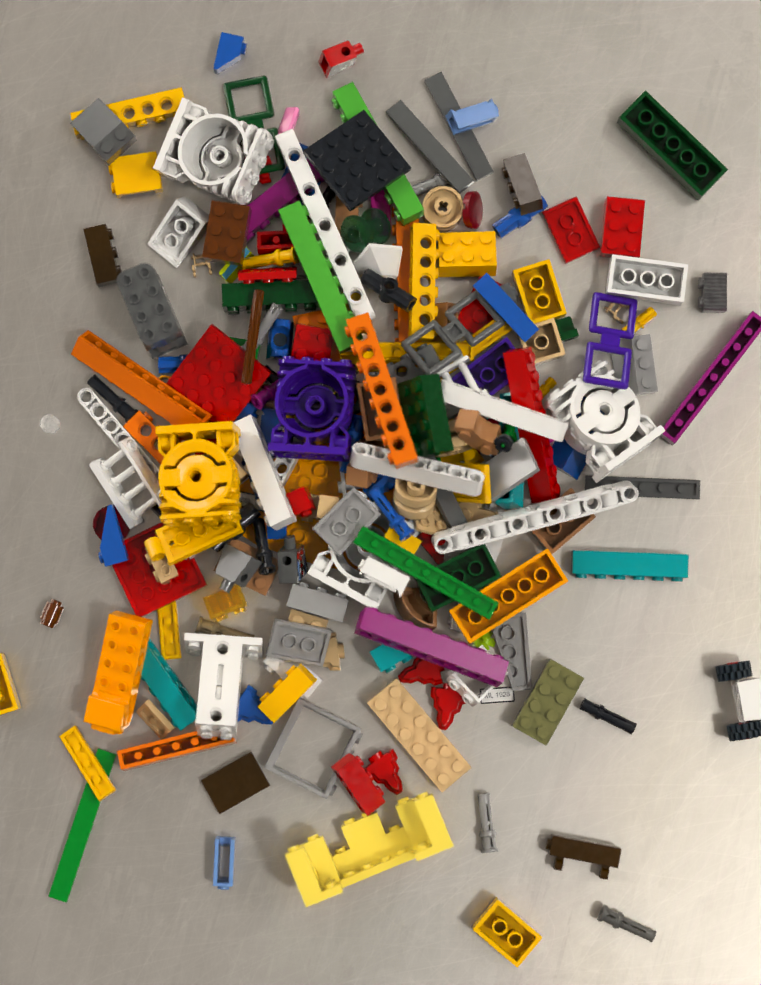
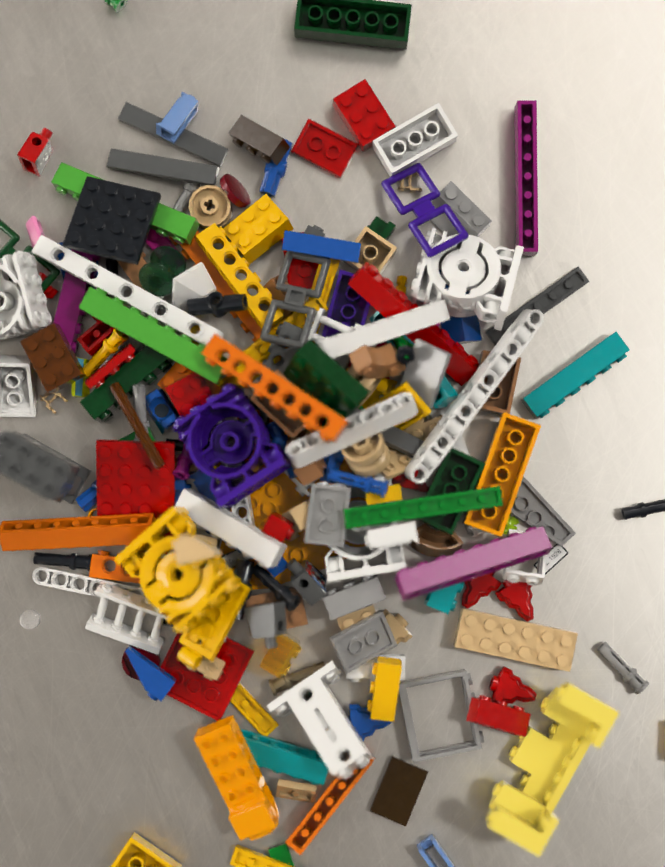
camera: 30 degrees left, 0 degrees up
(51, 613) = (147, 770): reddish brown brick -> none
(223, 466) = (193, 549): none -> tan slope
(539, 292) = (337, 214): yellow brick -> none
(547, 701) = (596, 534): olive brick -> none
(643, 319) = (435, 174): yellow axle -> none
(713, 292) = (474, 111): flat silver brick -> none

